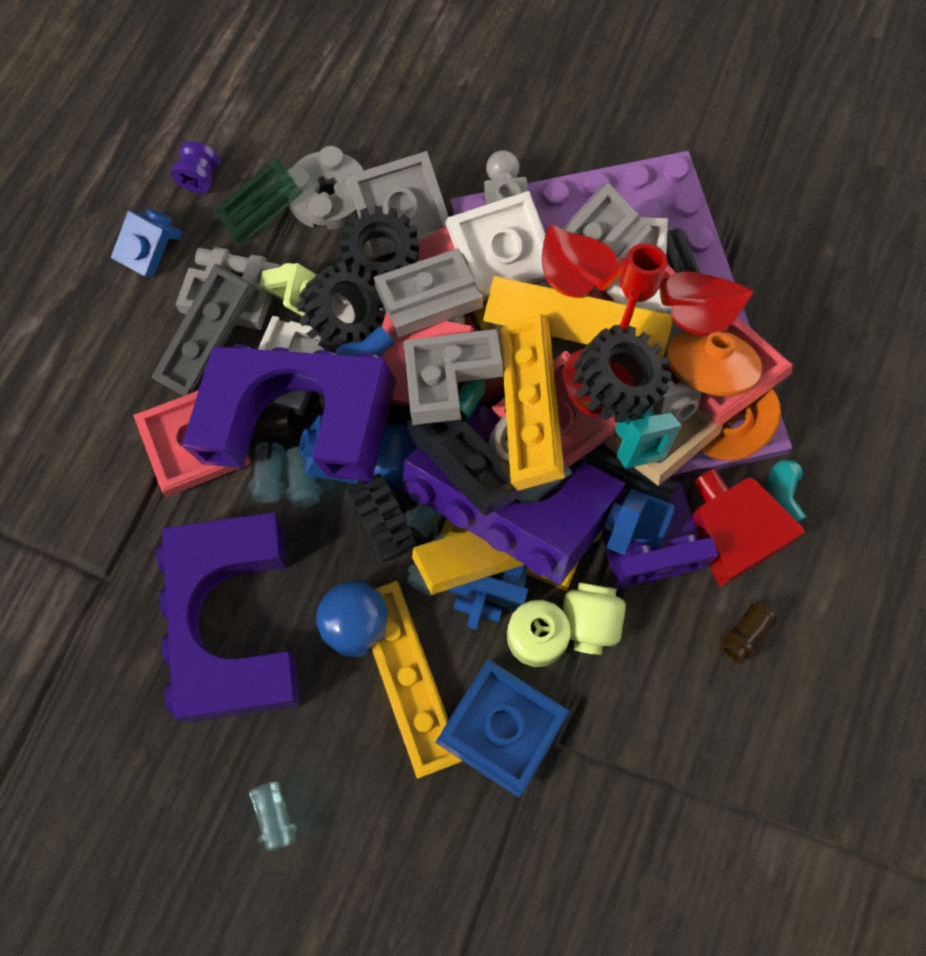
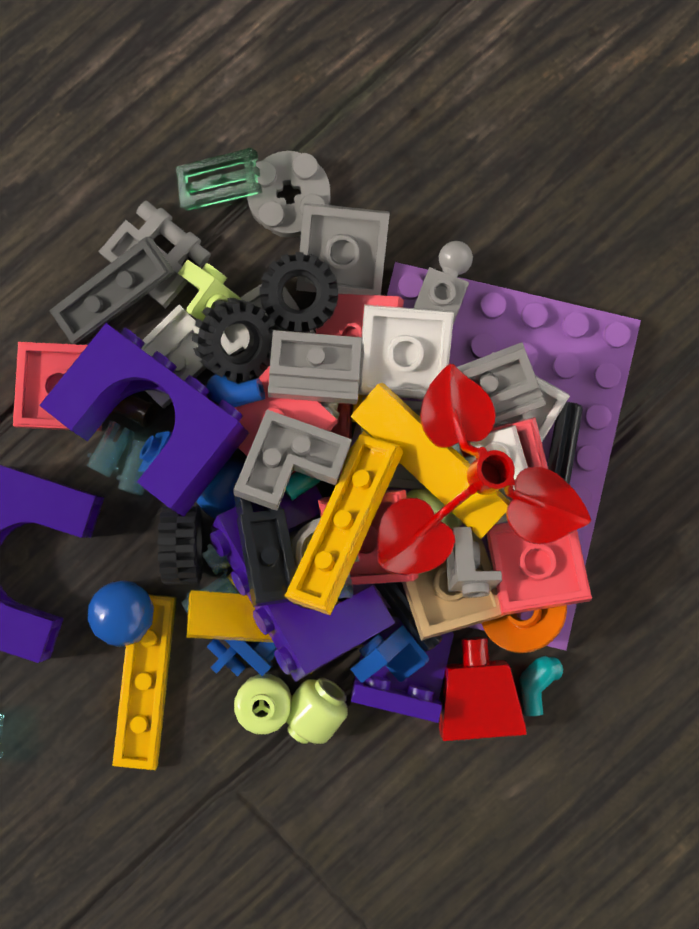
camera: 25 degrees right, 15 degrees up
(144, 240) = (100, 169): bracket -> none
(195, 167) = (177, 114): dark purple wheel -> none
(502, 728) = (198, 761): blue plate -> none
(639, 361) = (451, 554): black tyre -> none
(646, 438) = (423, 606): teal tile -> none
(714, 363) = (515, 578): orange dish -> none
(747, 633) = (436, 785): dark brown pin -> none

